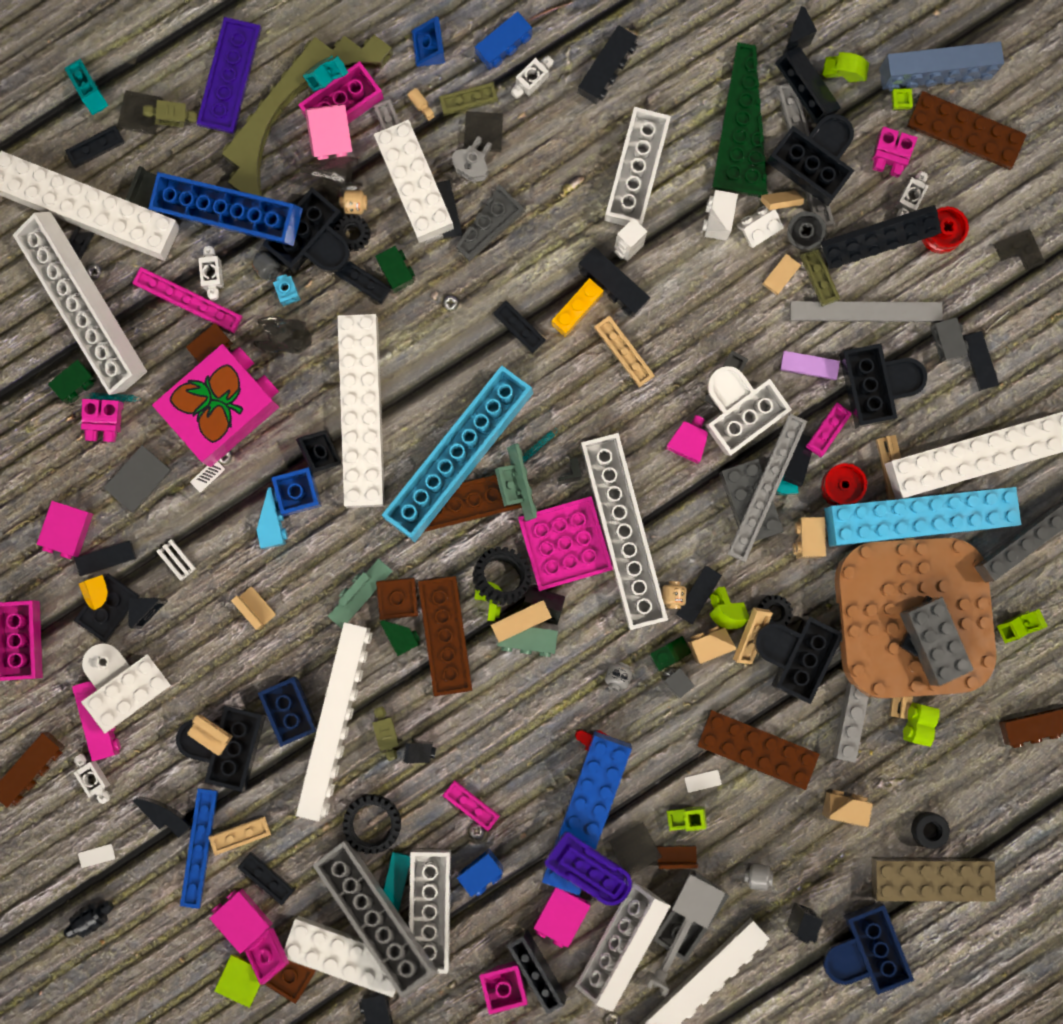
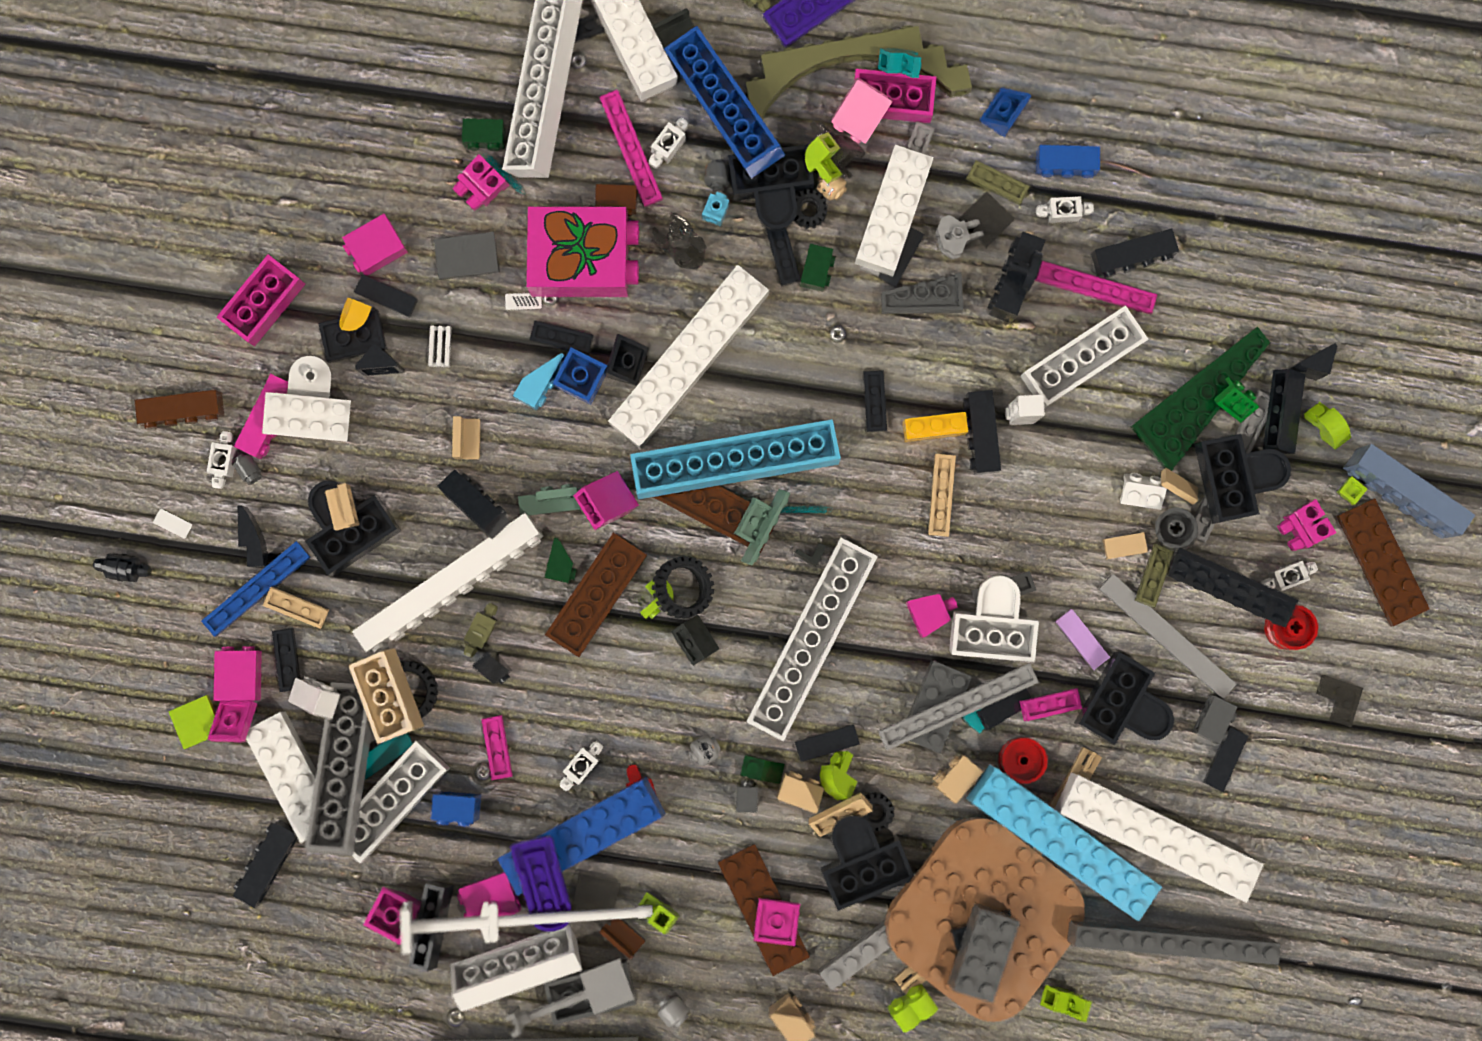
camera: 40 degrees right, 0 degrees up
(116, 768) = (247, 469): none -> dark grey brick
(257, 477) = (561, 337): none -> black tile
(288, 711) = (420, 544): dark blue brick -> none
(291, 980) = (234, 758): reddish brown tile -> none
(301, 649) = (474, 504): none -> black brick
(310, 886) = (314, 697): none -> white brick
(327, 188) = (819, 157): none -> lime brick
(360, 839) = (386, 695): none -> tan slope
(393, 563) = (606, 500): none -> dark pink brick
(397, 598) = (581, 535): reddish brown tile -> none
(420, 103) = (955, 153): tan bar -> none
(521, 621) = (665, 637): tan tile -> none
(531, 640) = (658, 656): sand green brick -> none
(543, 152) = (1018, 276): none -> black brick
(543, 785) = (567, 782): none -> white piece
(565, 543) = (757, 607): dark pink plate -> none
(576, 930) = (490, 921): none -> white piece
(601, 112) = (1096, 287): none -> dark pink tile
(674, 595) = (806, 725): tan head -> none
(702, 781) = (697, 894): white sticker -> none
(721, 215) = (1120, 452): white slope -> none
(769, 106) = (1237, 400): none -> green bracket
(775, 749) = (776, 921): none -> dark pink tile

